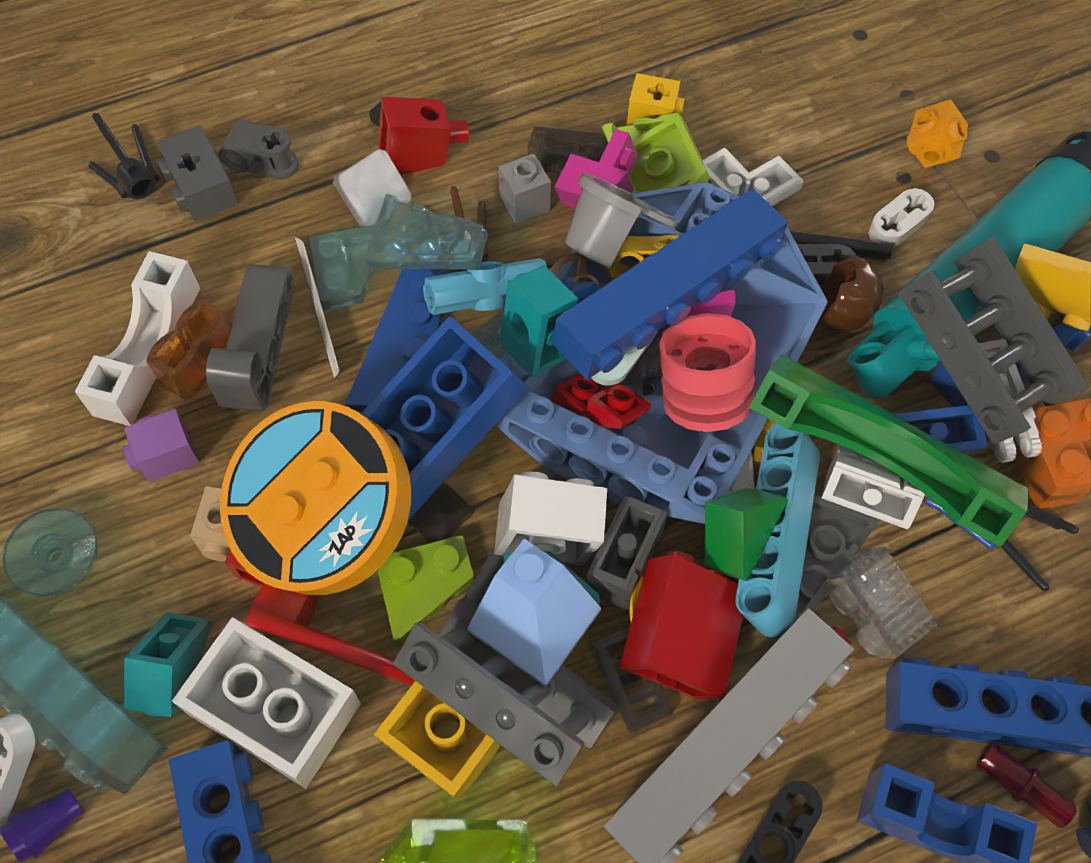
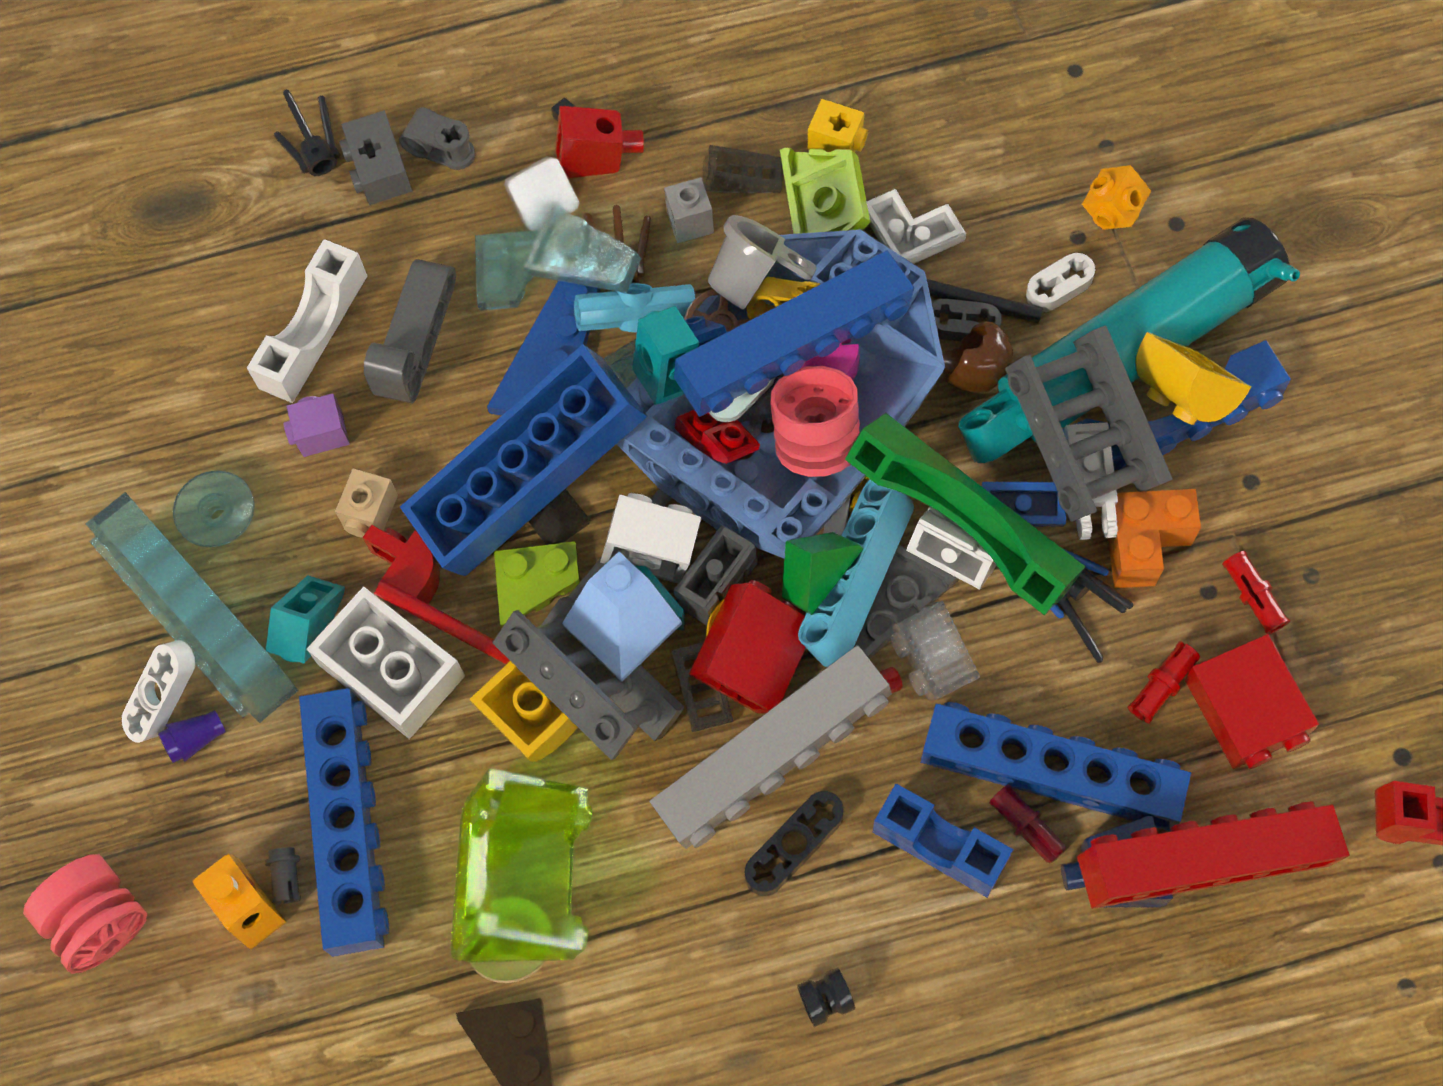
camera: 15 degrees right, 5 degrees up
(182, 354) = (344, 343): clear orange brick -> none
(315, 499) = (445, 492): brick -> none
(317, 305) = (474, 306): white sticker -> none
(613, 167) = (772, 206): dark pink brick -> none

